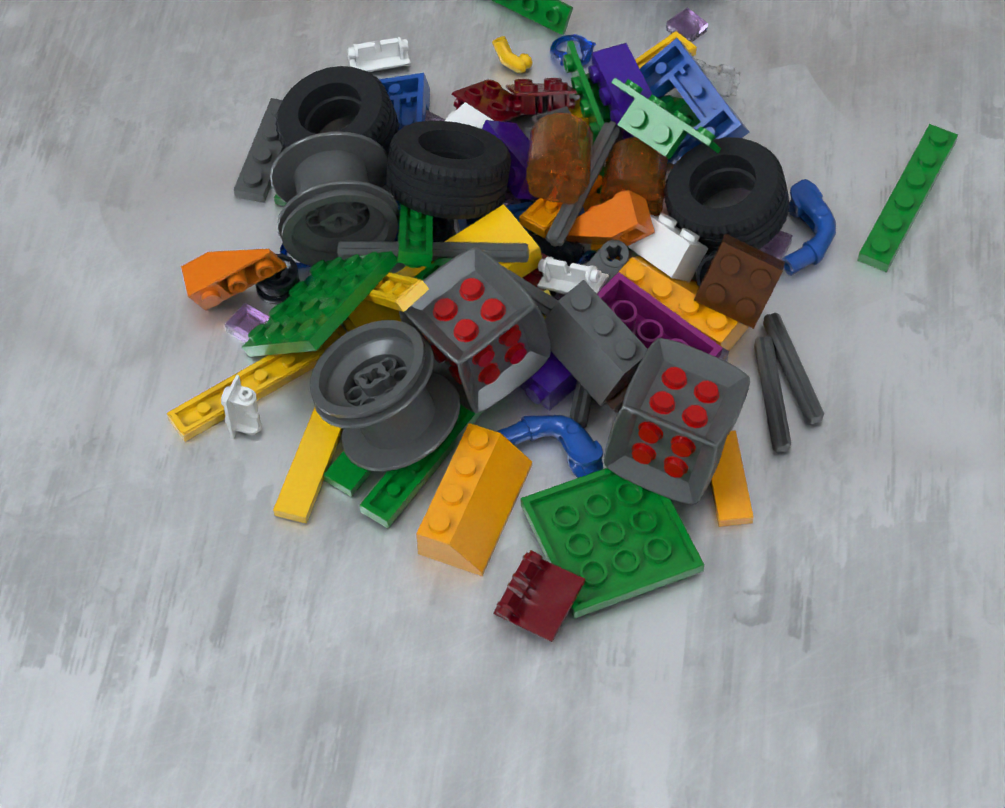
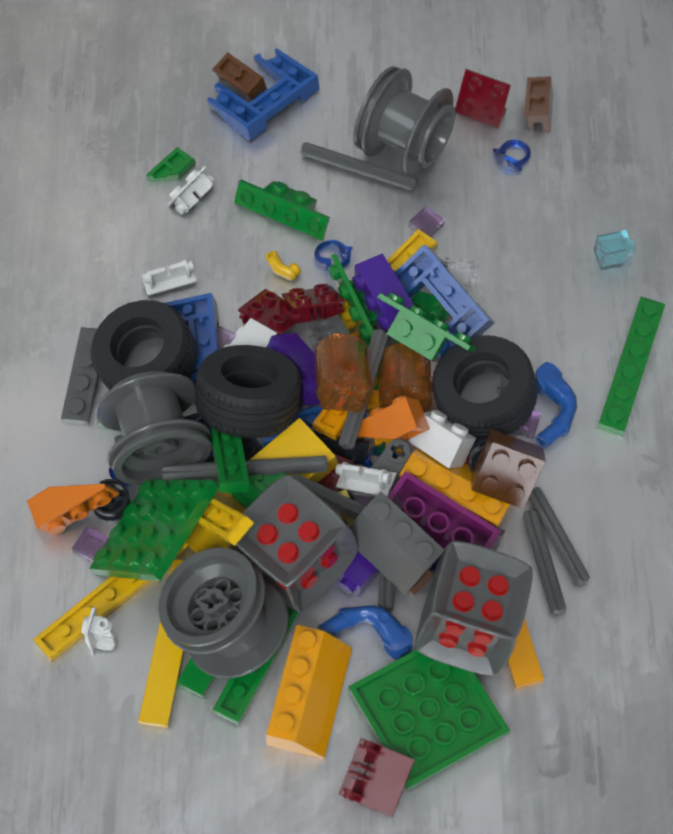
camera: 10 degrees left, 5 degrees up
(904, 71) = (614, 250): none -> clear light blue brick

